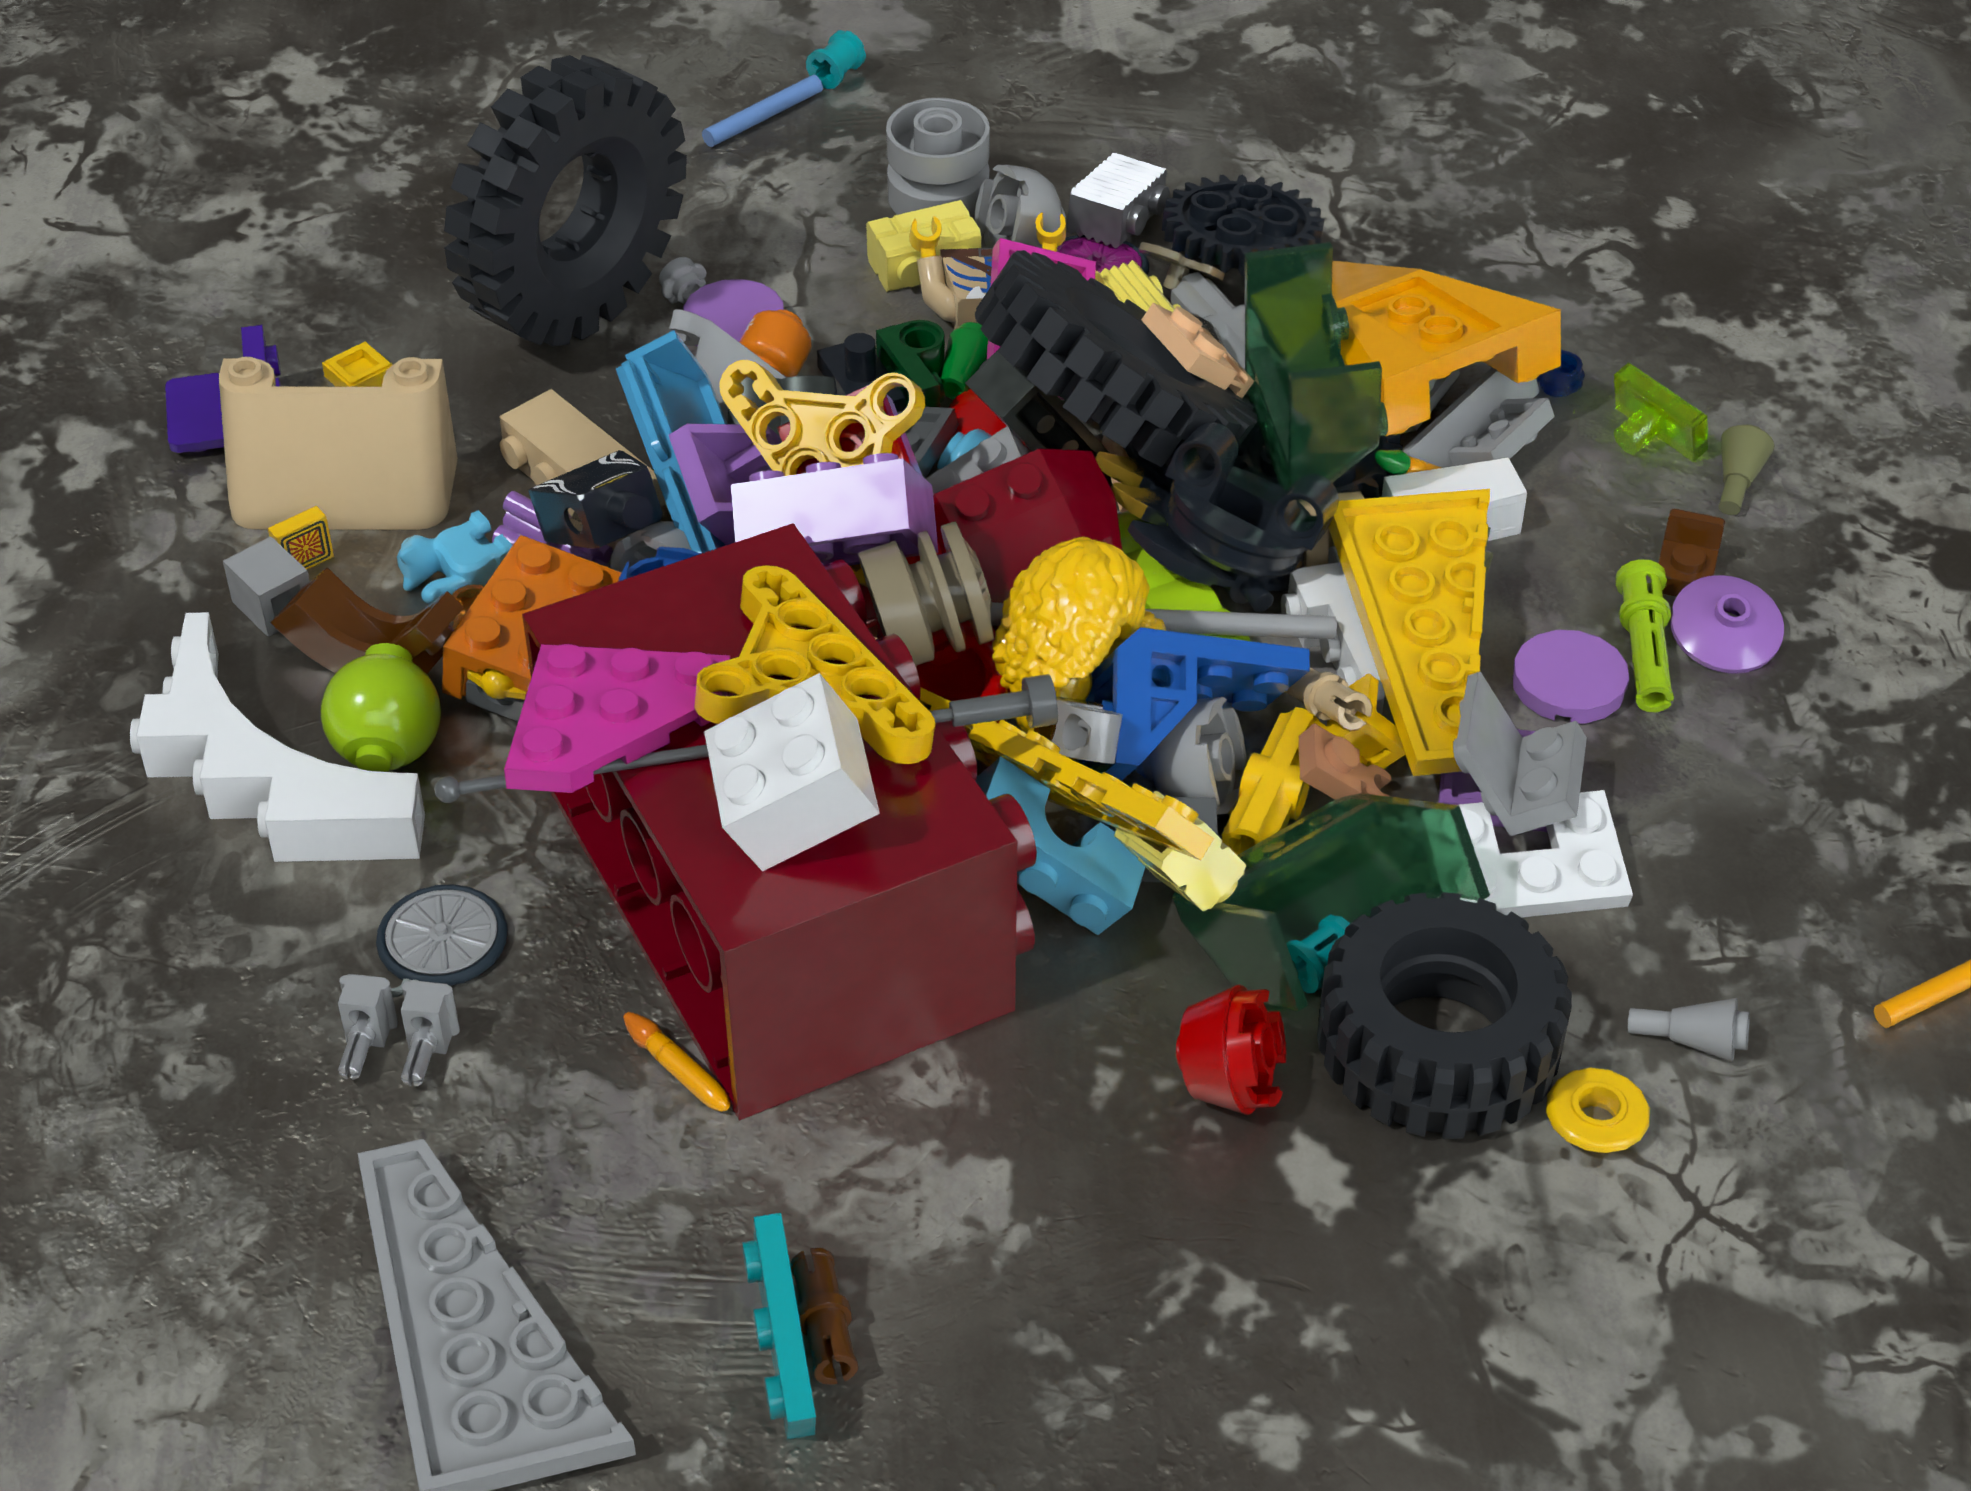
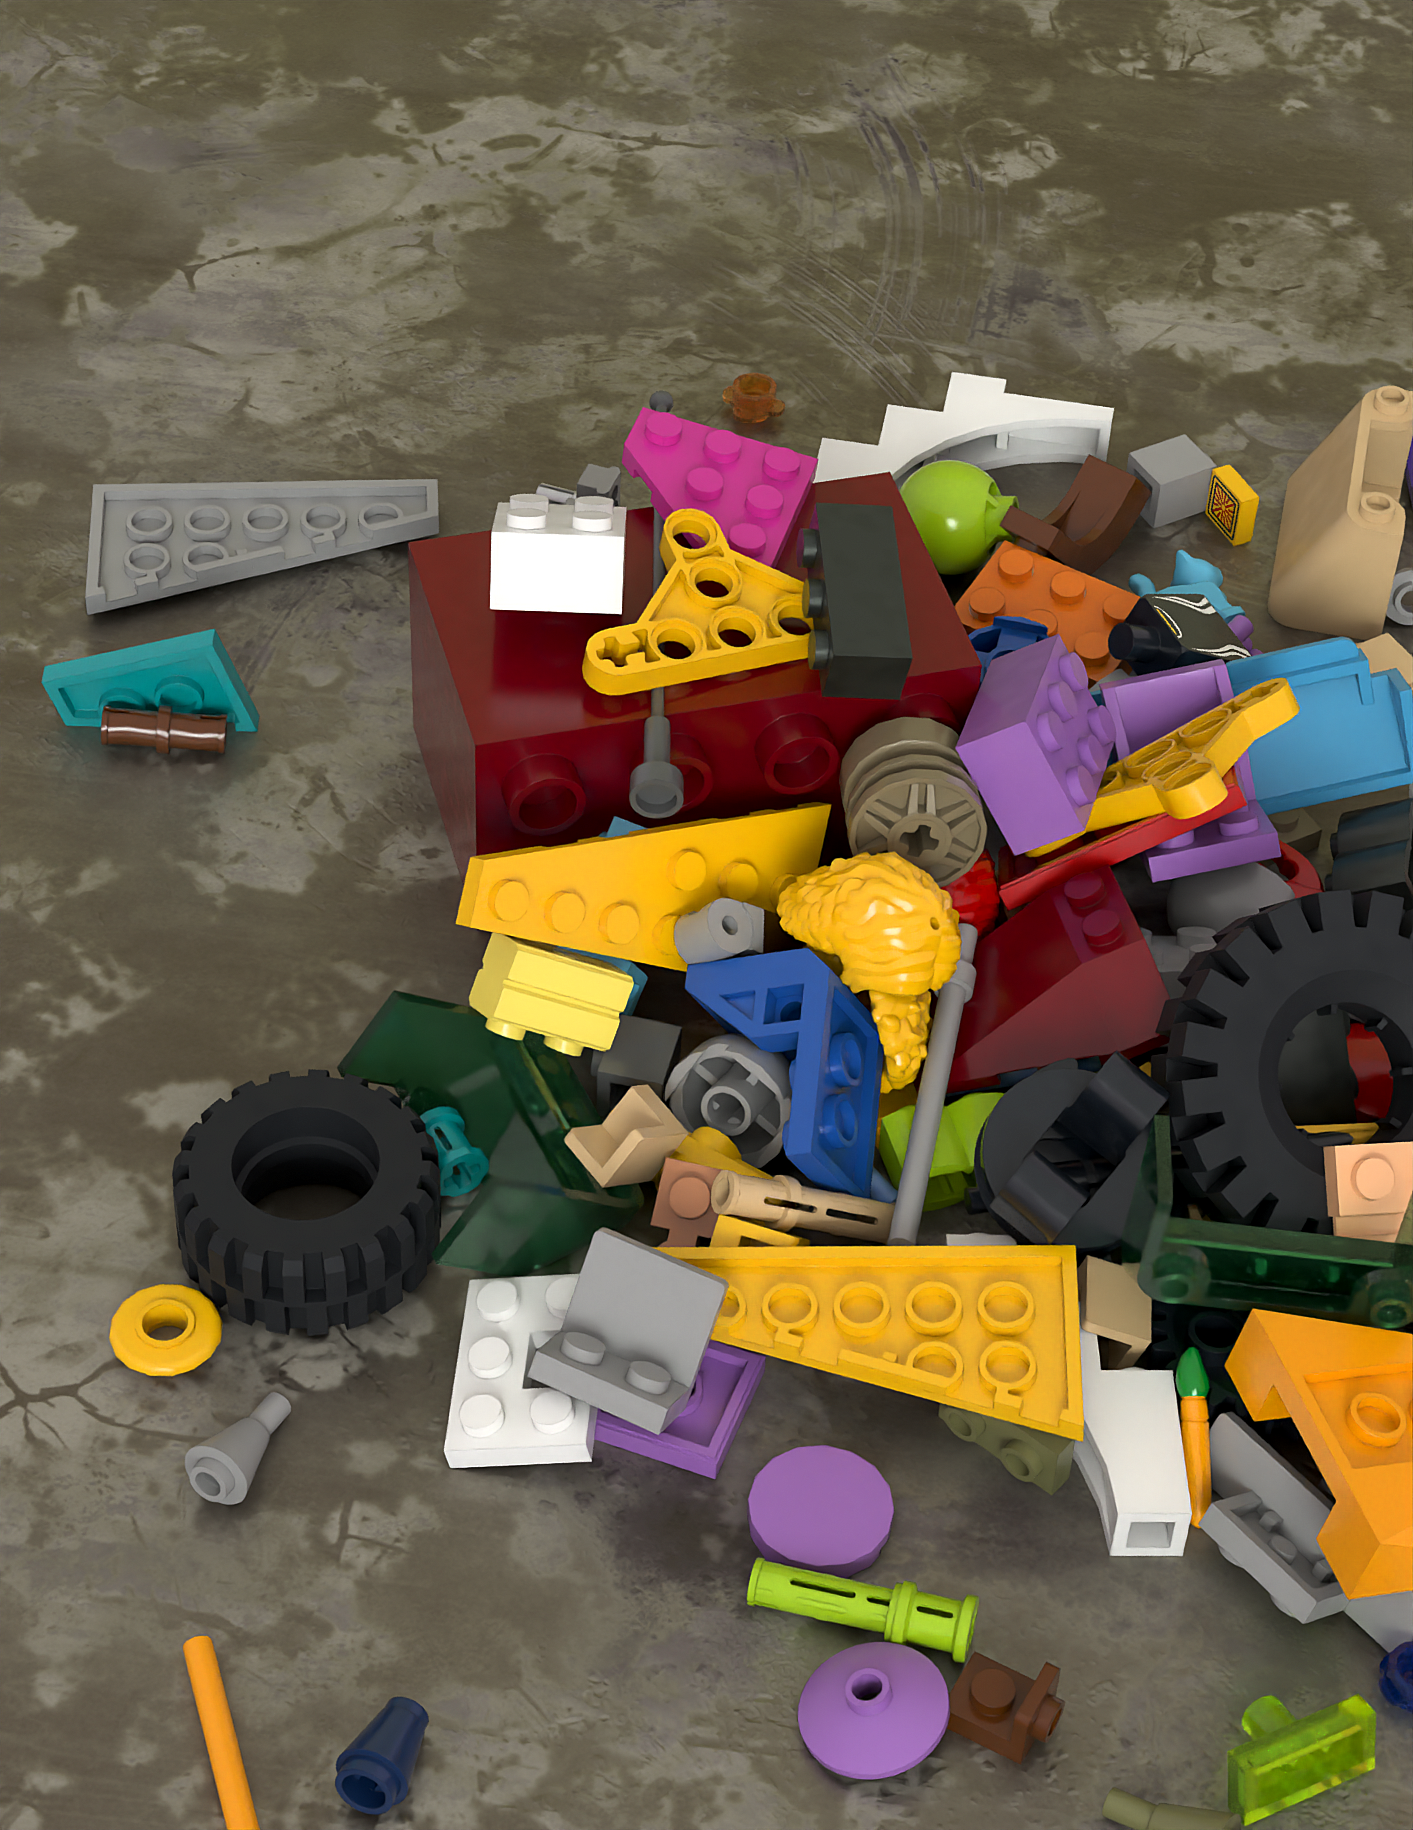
camera: 100 degrees right, 0 degrees up
(154, 919) = (753, 398): none -> clear orange plate
(796, 558) = (855, 601): none -> pearl dark grey brick
(1231, 1050) = (314, 1019): red cone -> none
(1306, 792) = (630, 1141): none -> tan panel
(1921, 872) = (382, 1758): none -> dark blue cone

